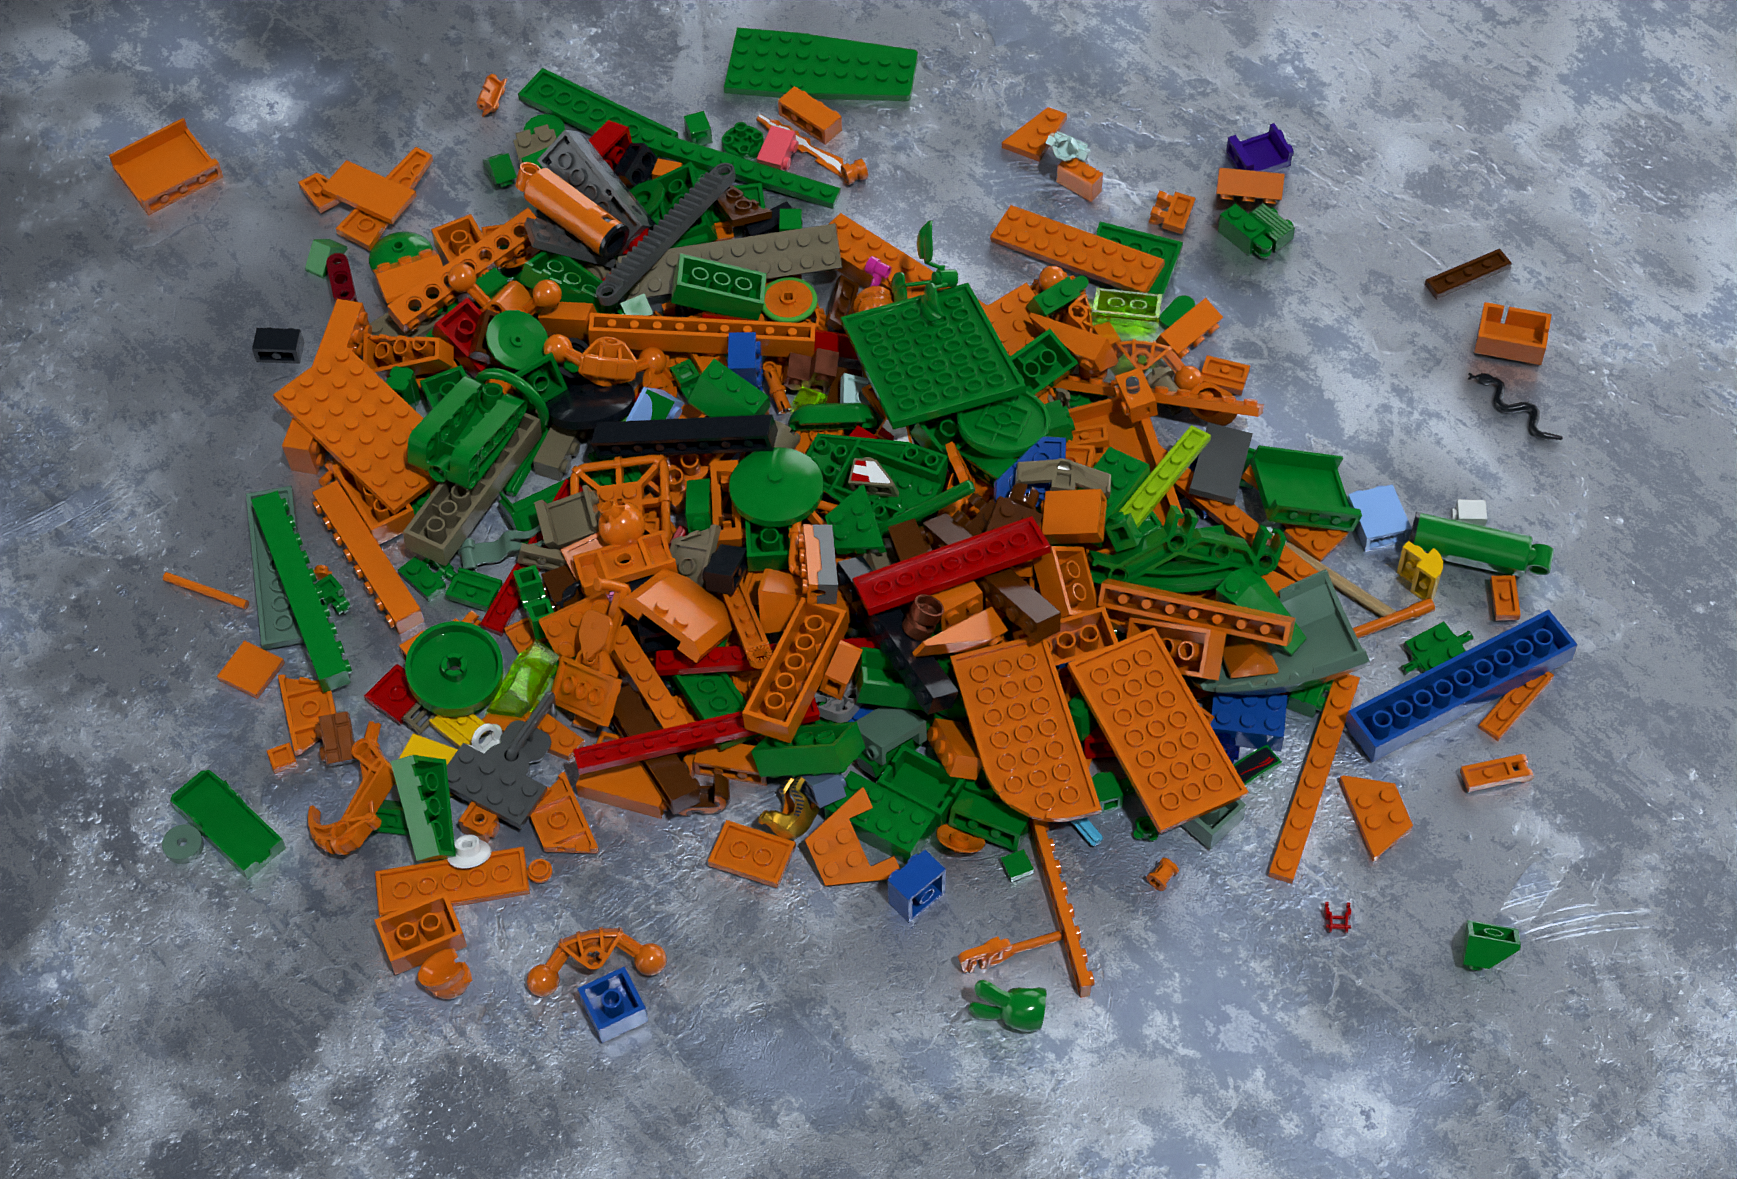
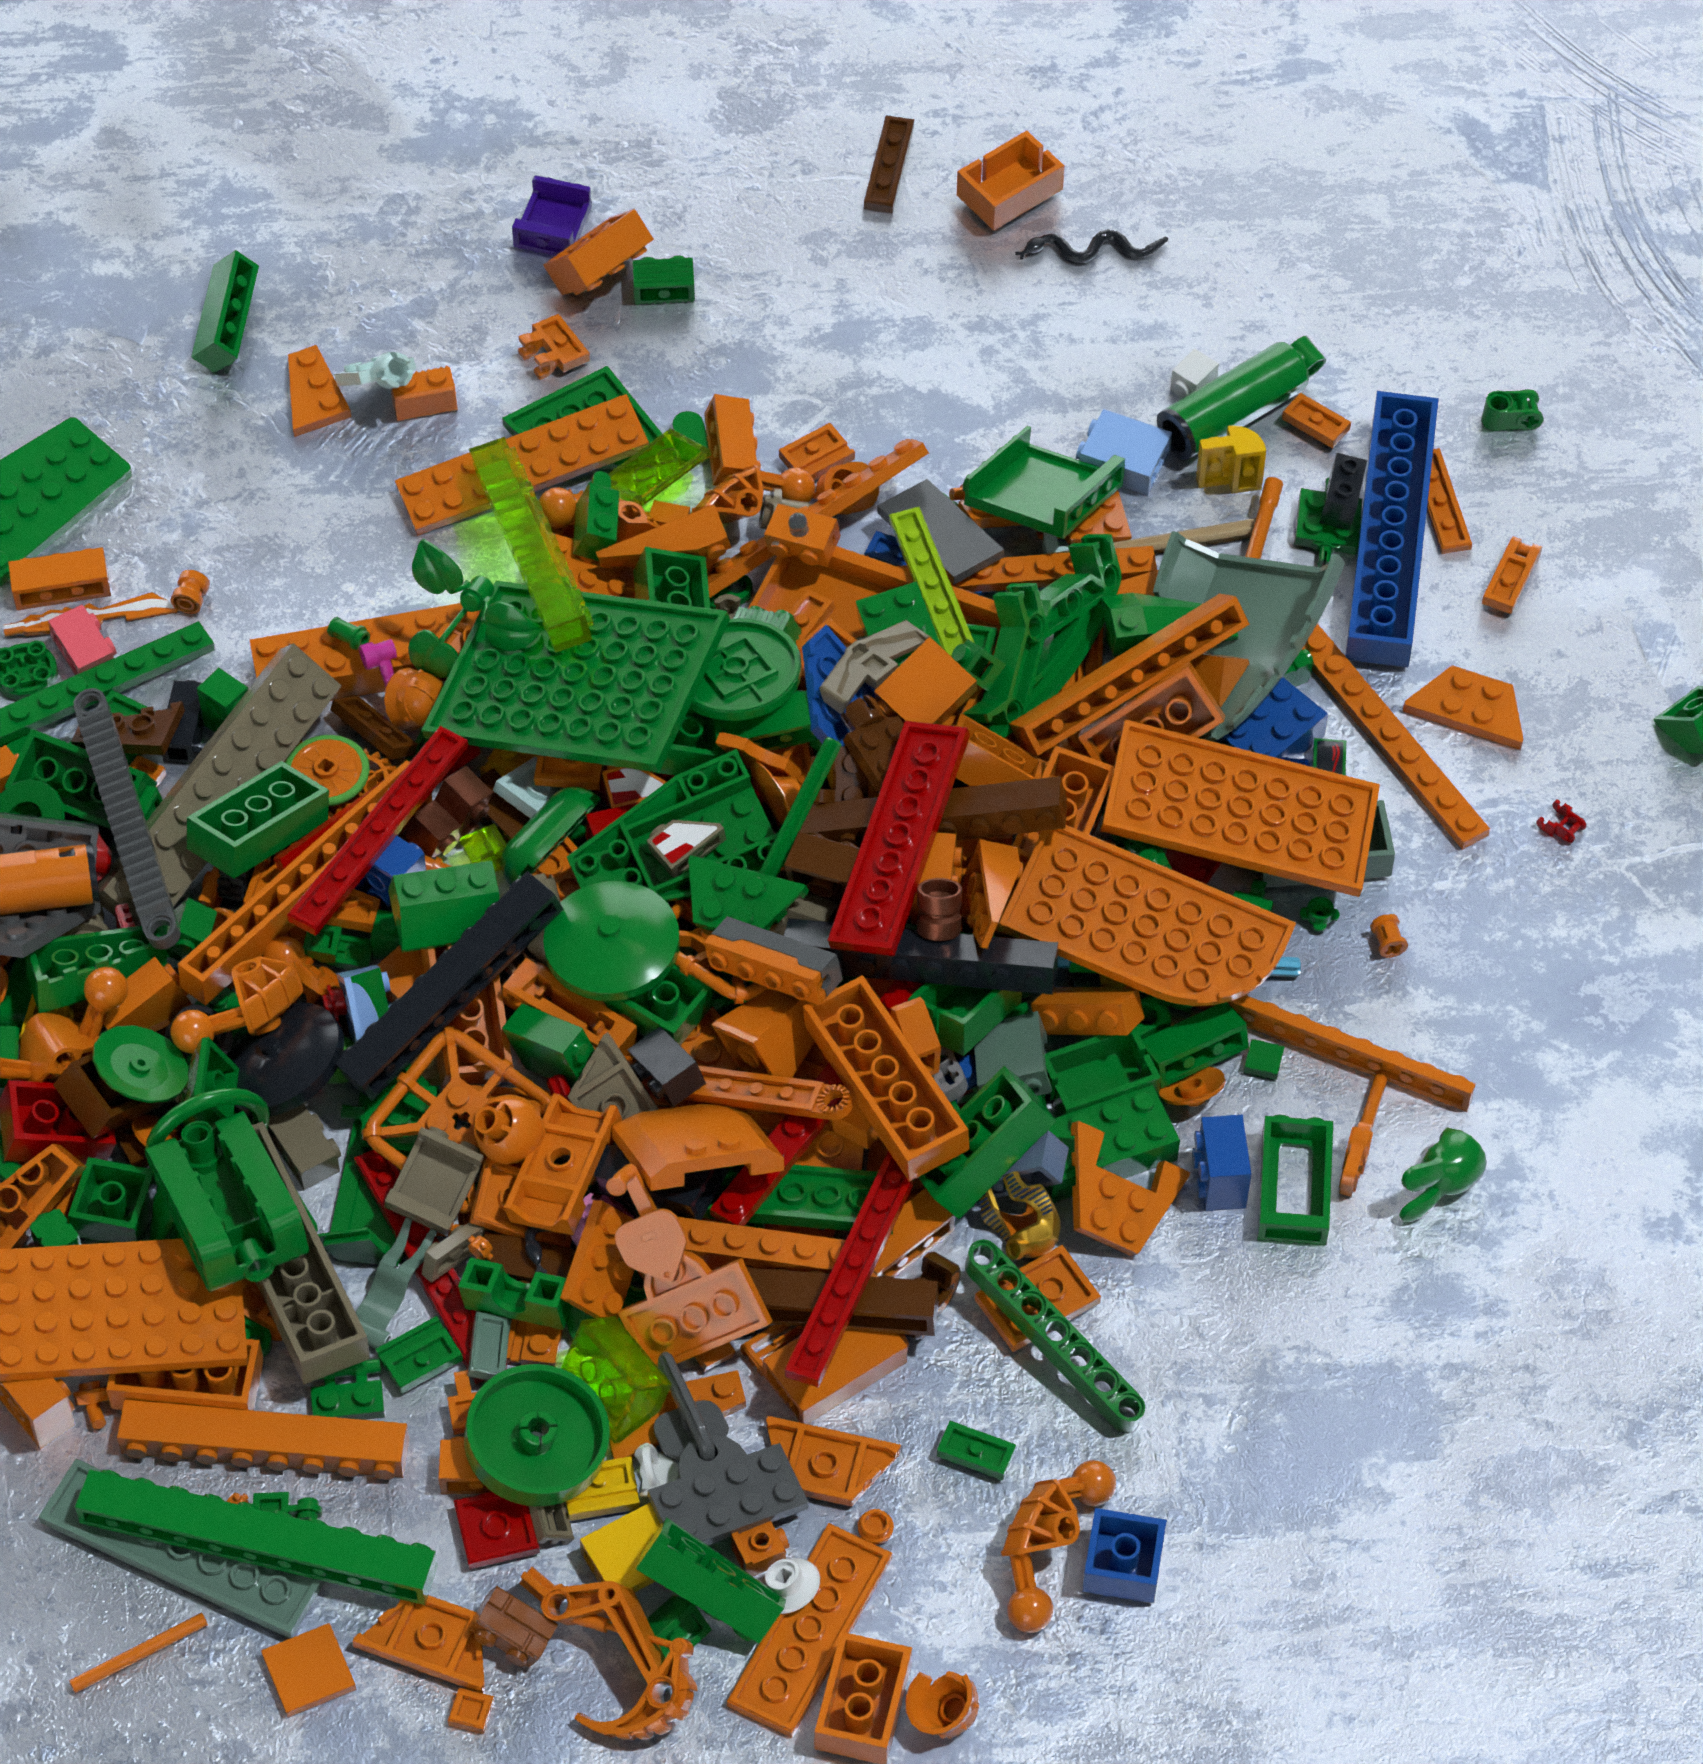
camera: 55 degrees left, 0 degrees up
(500, 615) = (488, 1345): none -> sand green tile
(550, 567) = (480, 1247): none -> orange piece
(627, 888) = (976, 1450): none -> green plate
(725, 886) = (1057, 1352): none -> green beam
(749, 337) = (377, 831): none -> red tile
(878, 245) = (348, 633): none -> green pin
(935, 918) = (1301, 1133): none -> green piece
(1000, 279) = (532, 544): none -> clear neon green brick
(1044, 61) = (225, 311): none -> green brick
(1244, 232) = (651, 304): green brick -> none
(1454, 639) = (1343, 491): none -> black brick
(1623, 695) = (1510, 409): none -> green piece

